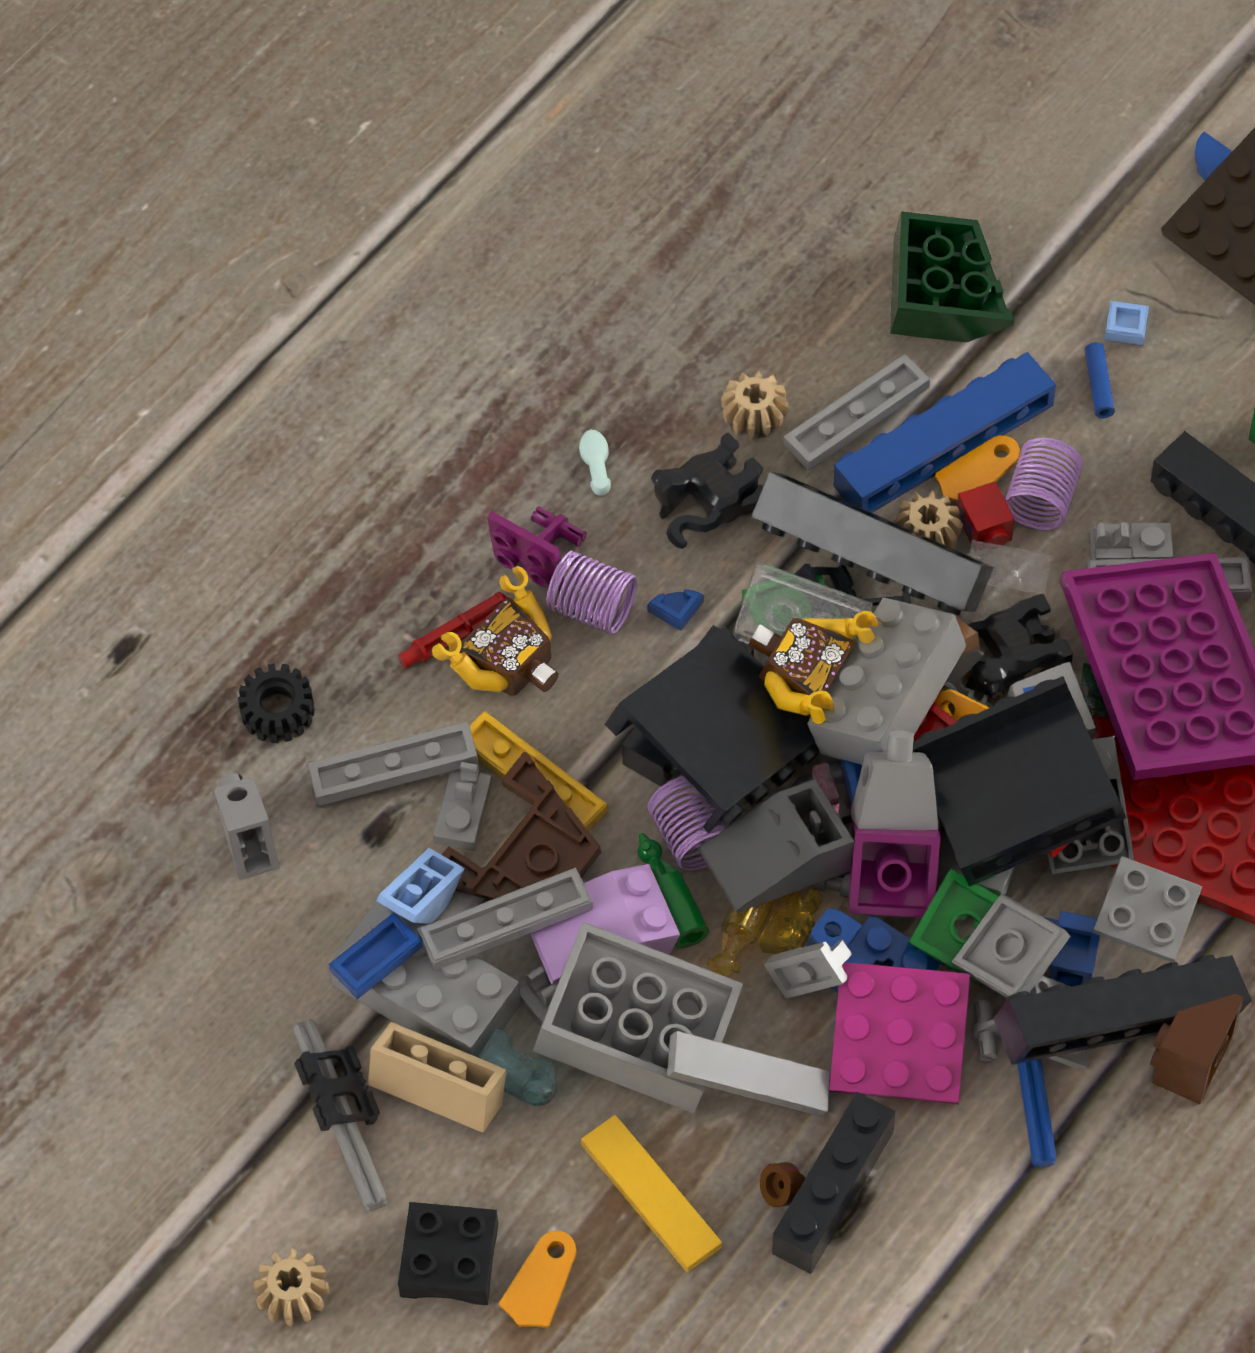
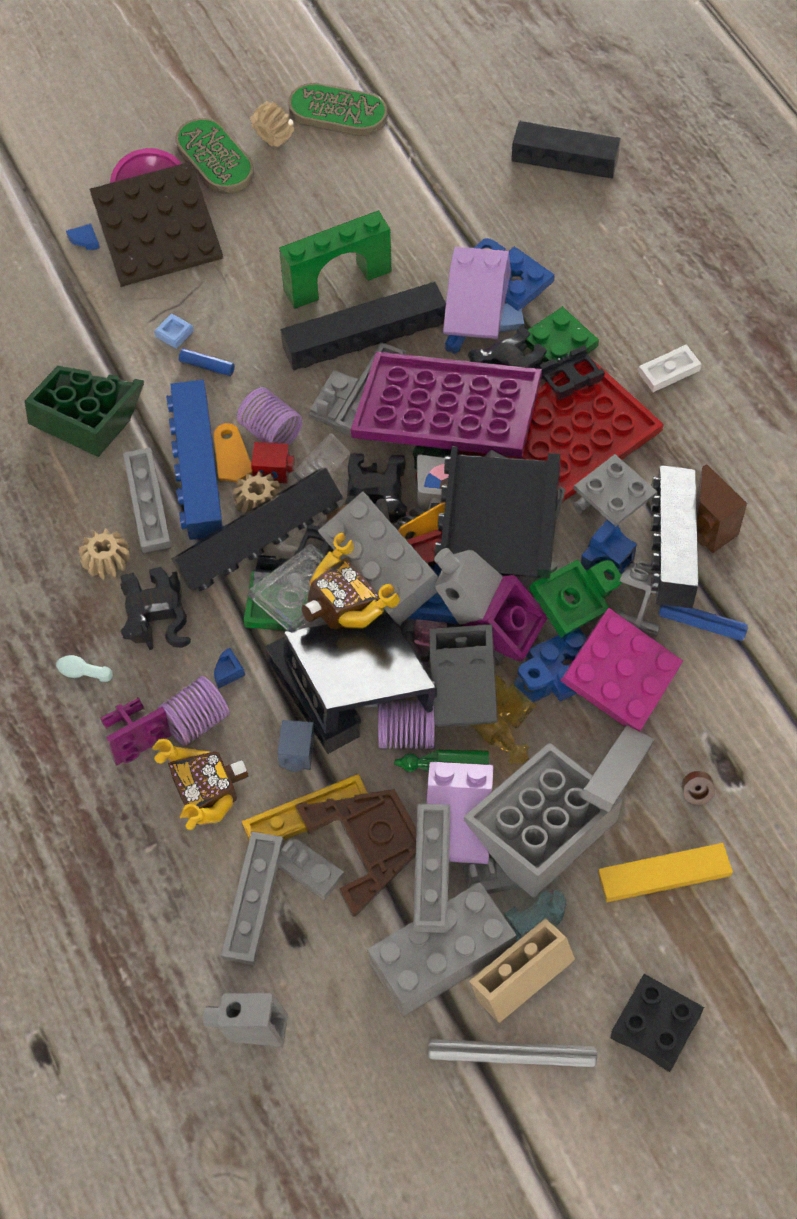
camera: 65 degrees left, 0 degrees up
(276, 683) = (156, 939): black tyre -> none
(294, 1300) = (642, 1129): tan gear -> none
(324, 1089) = (495, 1052): black piece -> none
(375, 955) = (418, 966): blue tile -> none
(423, 888) = (377, 915): light blue slope -> none
(461, 625) = (165, 813): red piece -> none
(540, 1282) = (701, 971): light orange piece -> none
(592, 720) = (296, 745): none -> sand blue brick
(808, 968) = (557, 699): light grey plate -> none
(833, 1182) = (712, 753): black brick -> none
(1010, 948) = (606, 575): light grey tile -> none

